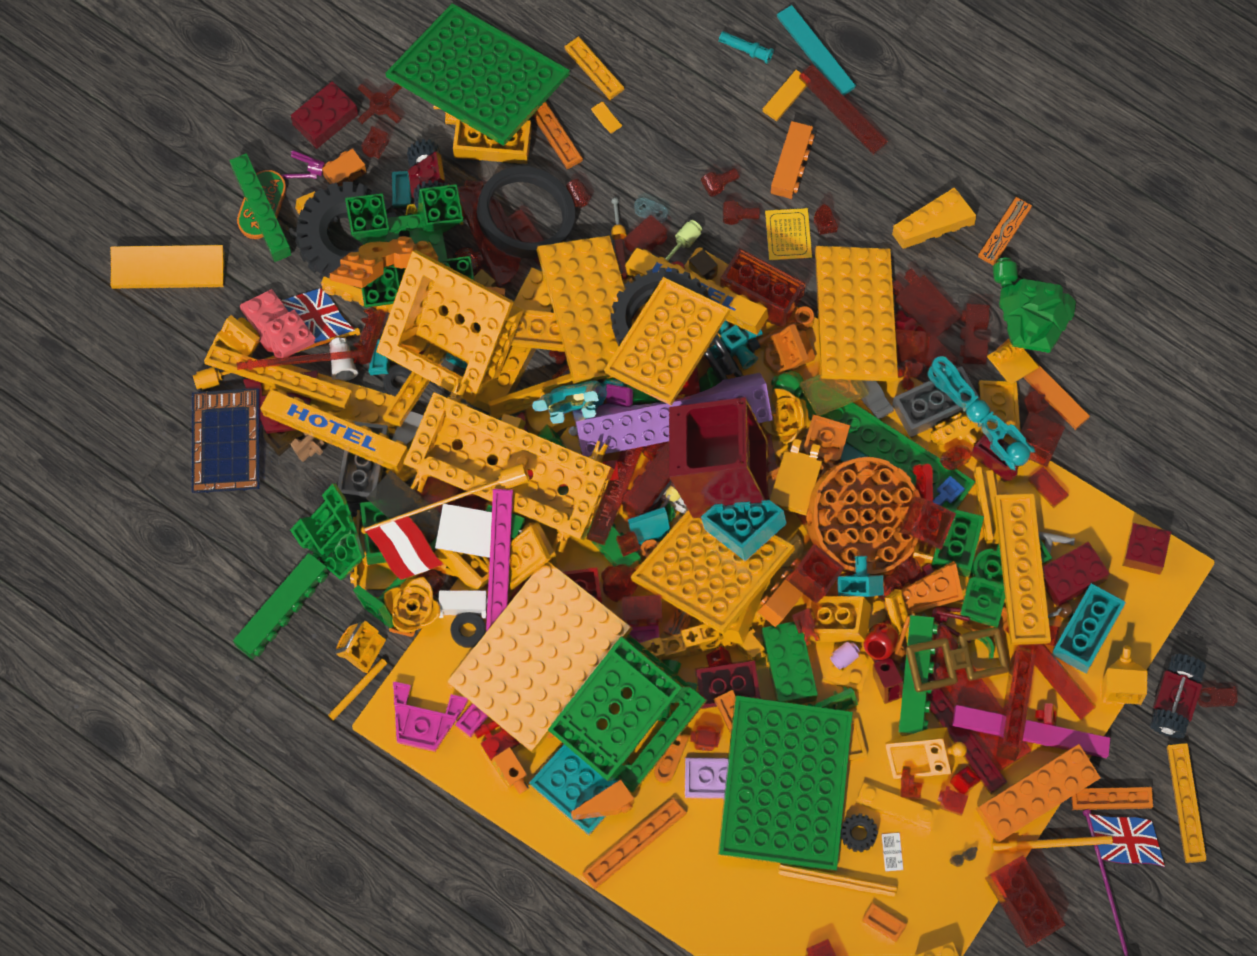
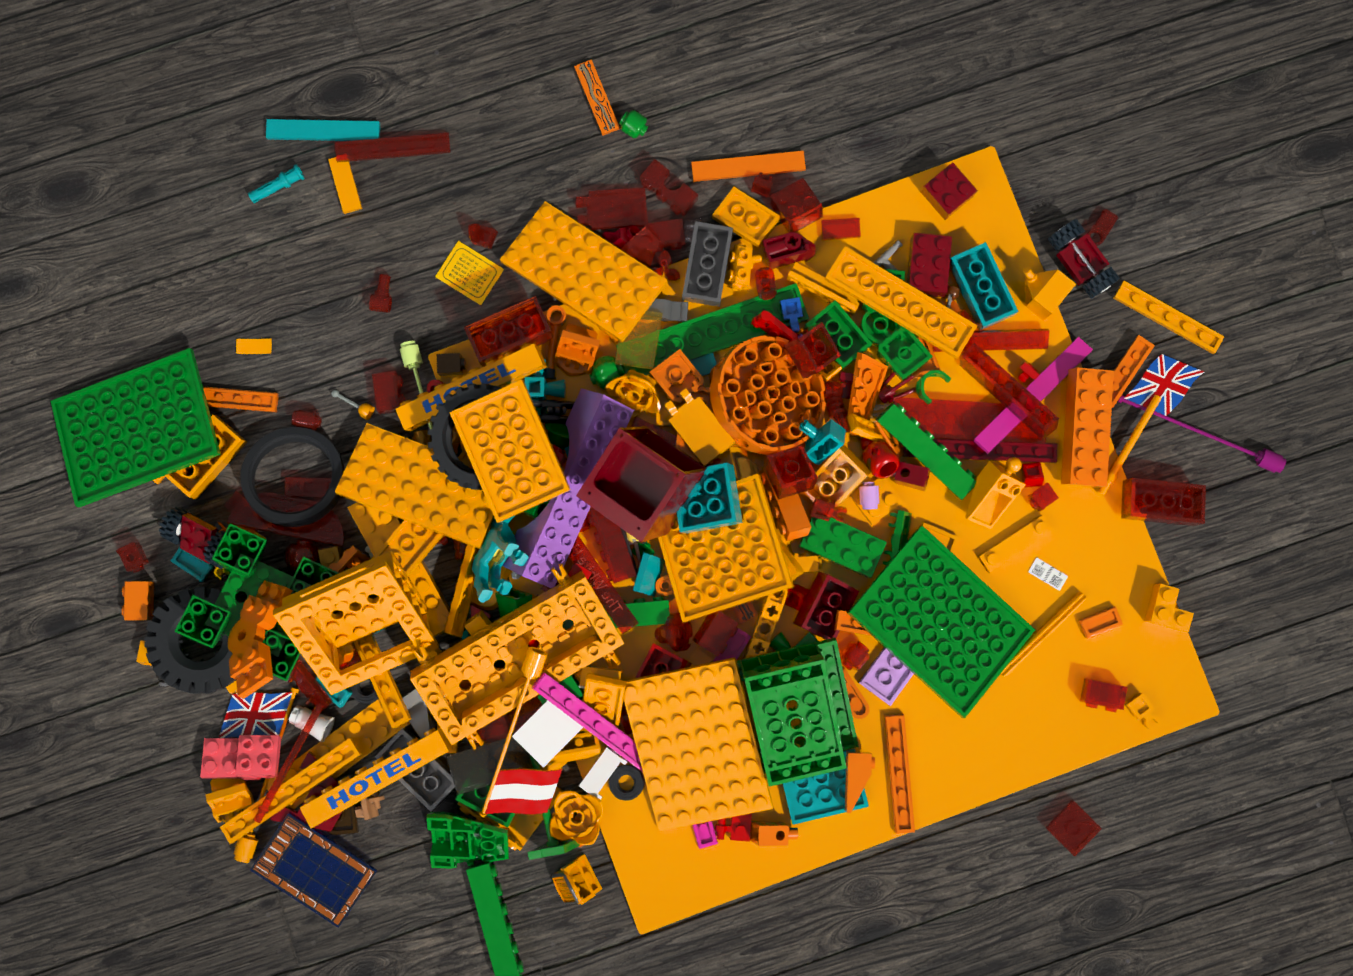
camera: 55 degrees left, 15 degrees up
(167, 266) = (117, 812): light orange arch -> none
(260, 207) = (121, 698): green brick -> none
(275, 190) = (118, 691): tile -> none
(314, 166) = (115, 622): magenta plant -> none
(324, 115) = (74, 582): dark red brick -> none
(357, 689) = (610, 906): light orange bar -> none
(379, 109) = (91, 528): clear red bar -> none
(421, 726) = (682, 878): dark pink wing -> none
(433, 579) = (564, 784): clear red bracket -> none
(594, 68) = (200, 324): light orange tile -> none
(619, 395) = (521, 520): magenta tile -> none
(620, 258) = (391, 426): clear red tile -> none
(628, 543) = (652, 603): clear red tile -> none
(651, 209) = (363, 366): clear light blue beam -> none
(734, 213) = (419, 303): clear red pin -> none
(791, 160) = (407, 222): orange brick -> none
(852, 843) = (1028, 585): black tyre -> none
(909, 788) = (1010, 523): clear red bracket -> none
(938, 217) = (548, 138): light orange wedge -> none
(957, 659) = (937, 410): pearl gold bar -> none
(969, 855) = (1093, 515): clear smoke piece -> none
(978, 411) = (749, 238): teal piece -> none
(1012, 362) = (715, 175): light orange hinge -> none
(1036, 313) = (689, 128): green wedge -> none

